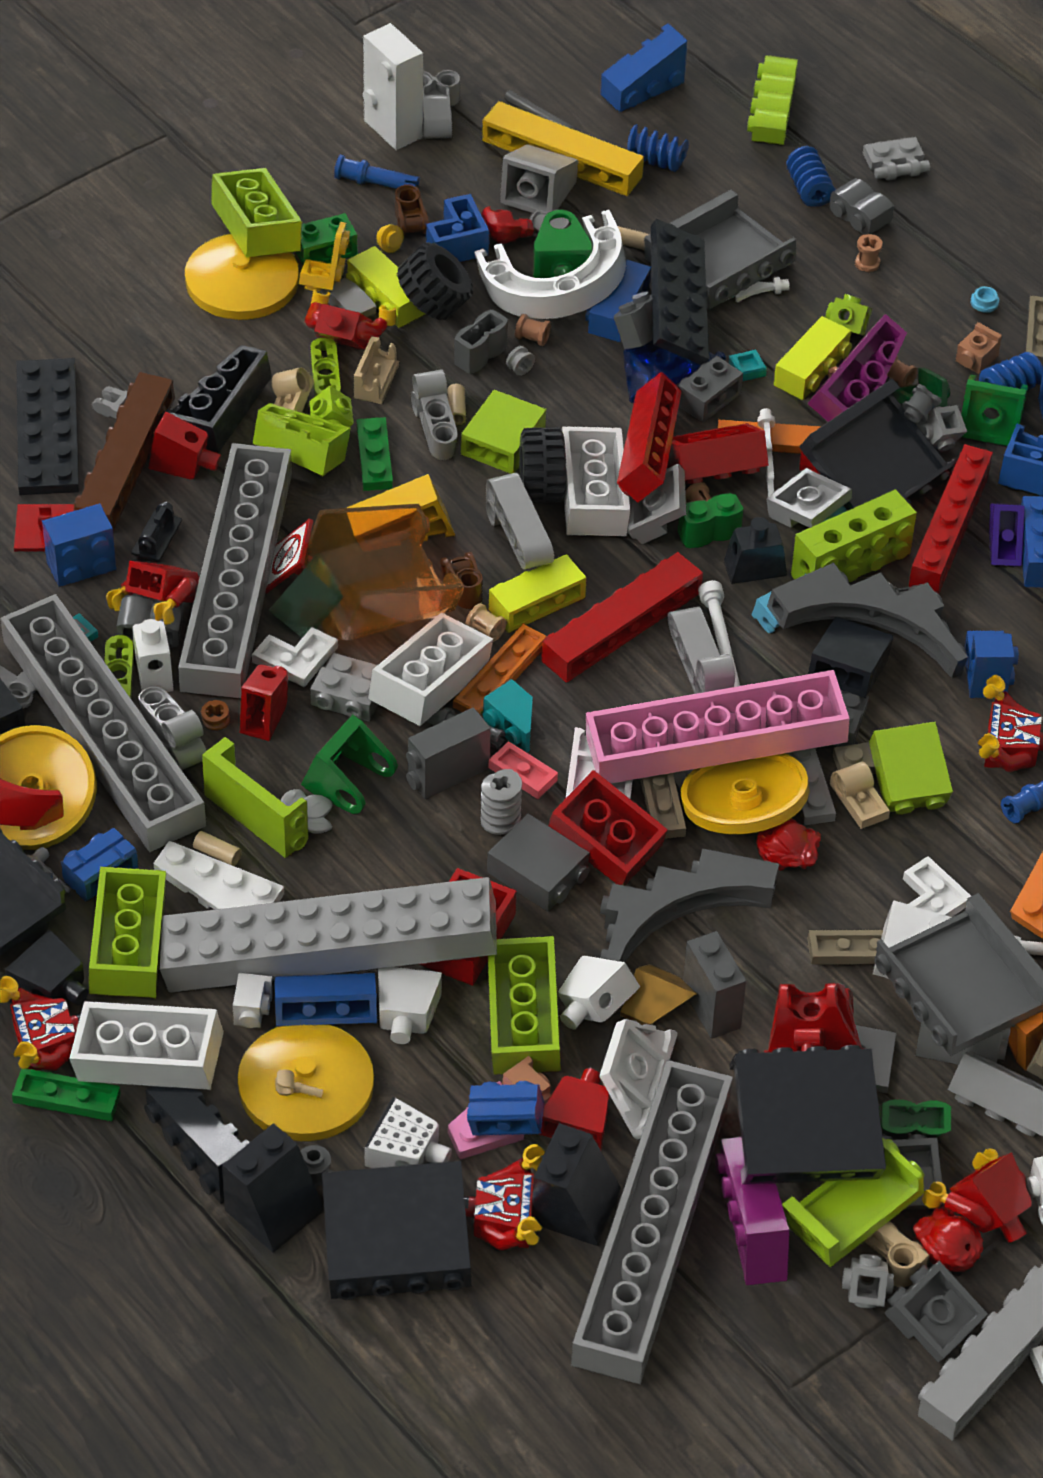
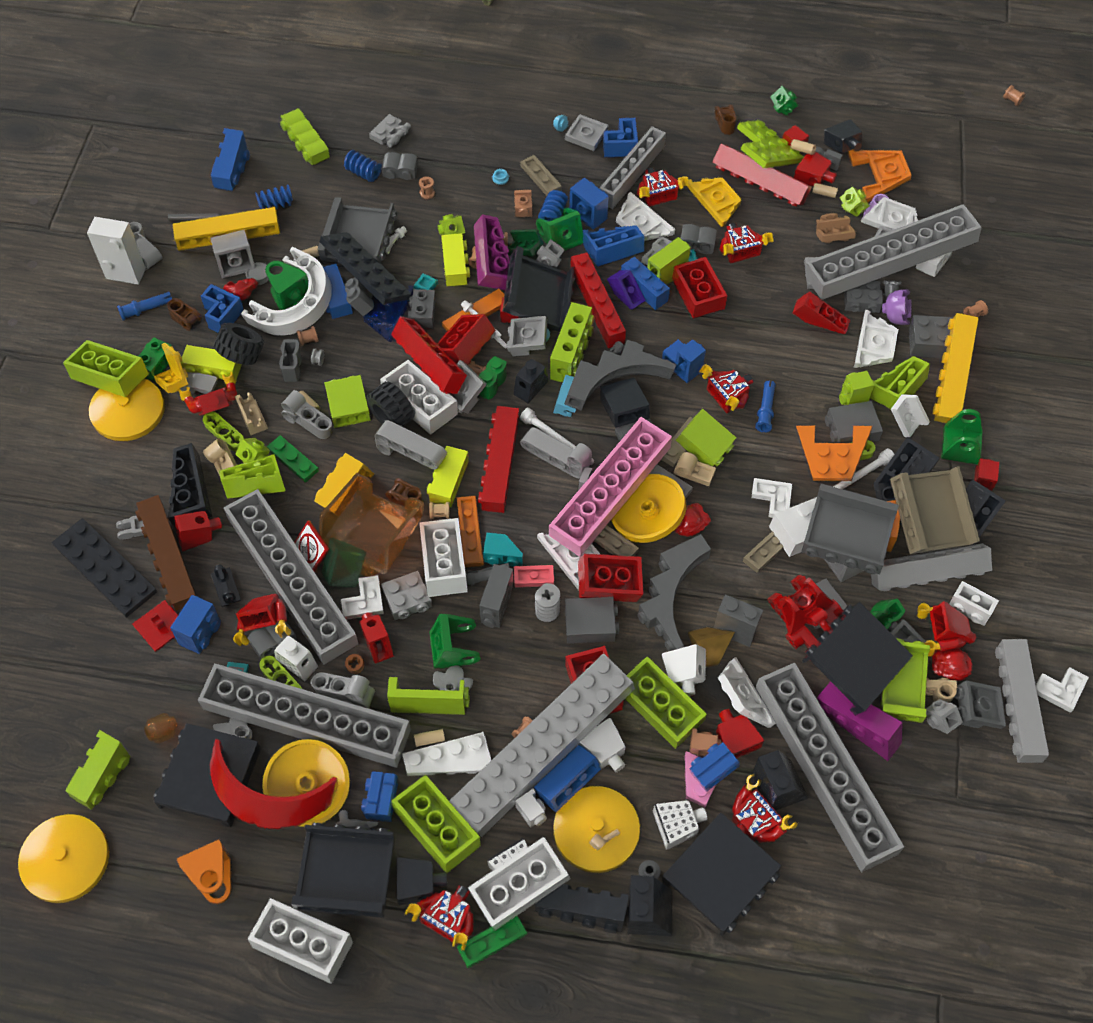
camera: 40 degrees left, 10 degrees up
(389, 238) = (186, 335): yellow plate -> none
(920, 404) = (536, 250): dark grey brick -> none

